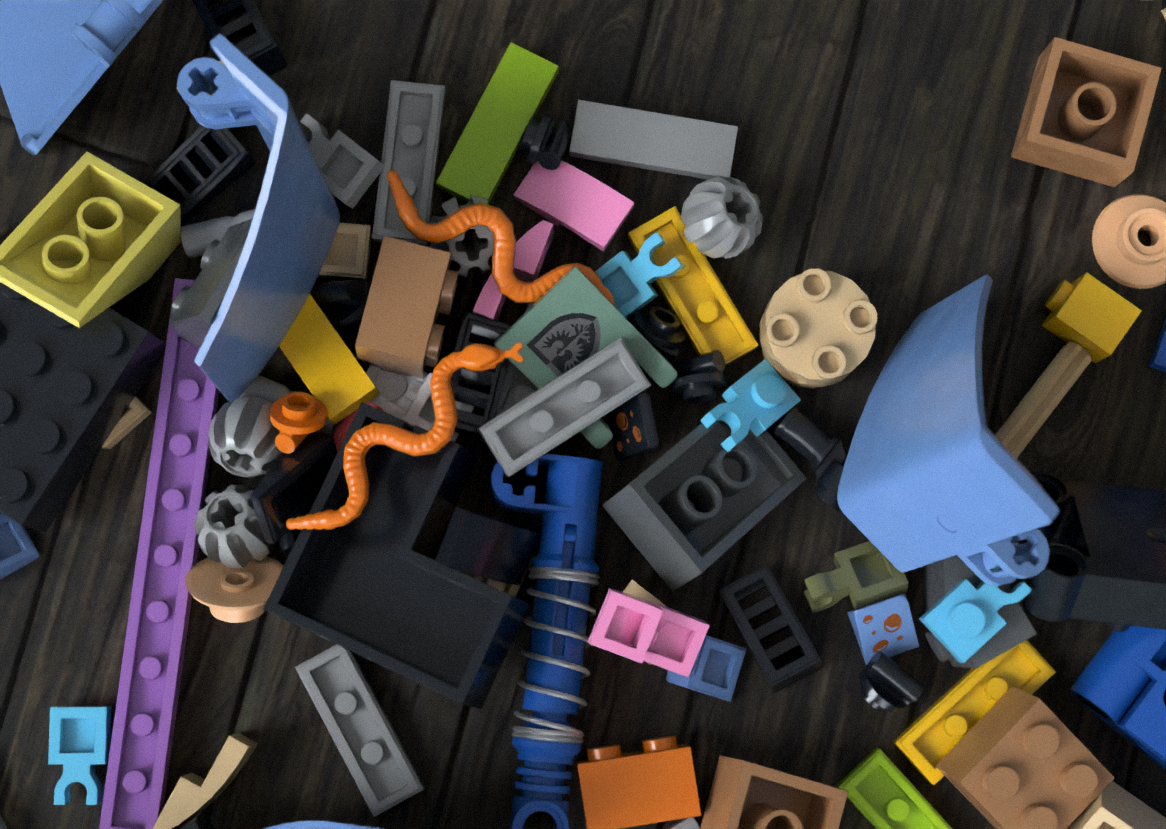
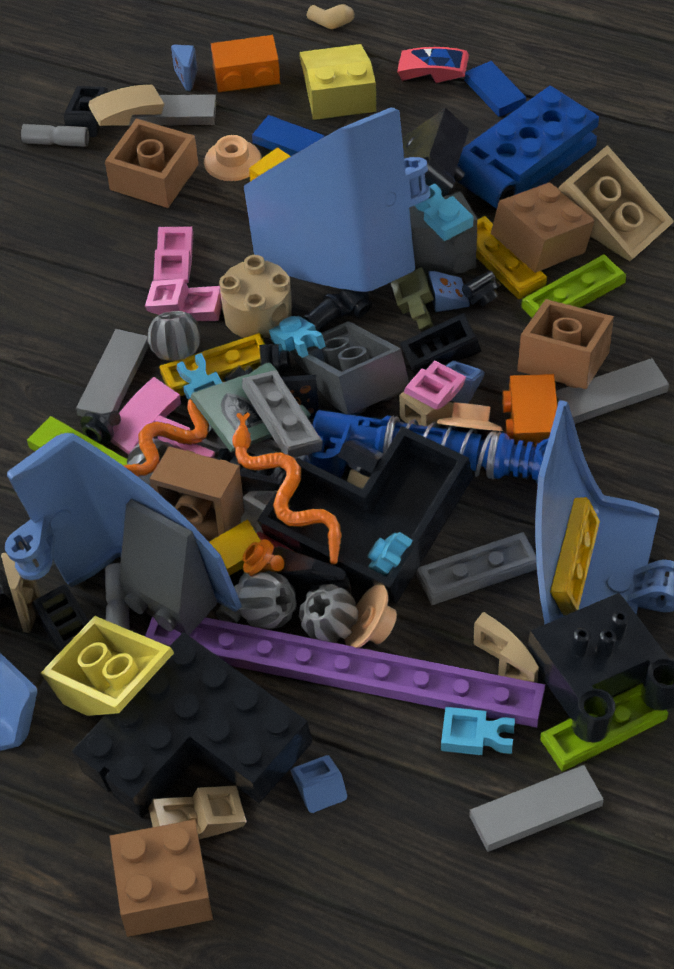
camera: 75 degrees left, 30 degrees down
(321, 598) = (388, 552): none -> medium azure plate
(600, 693) = (470, 417): none -> light nougat piece
(814, 217) = (174, 295): none -> bright pink slope
(905, 185) = (173, 253): none -> bright pink slope

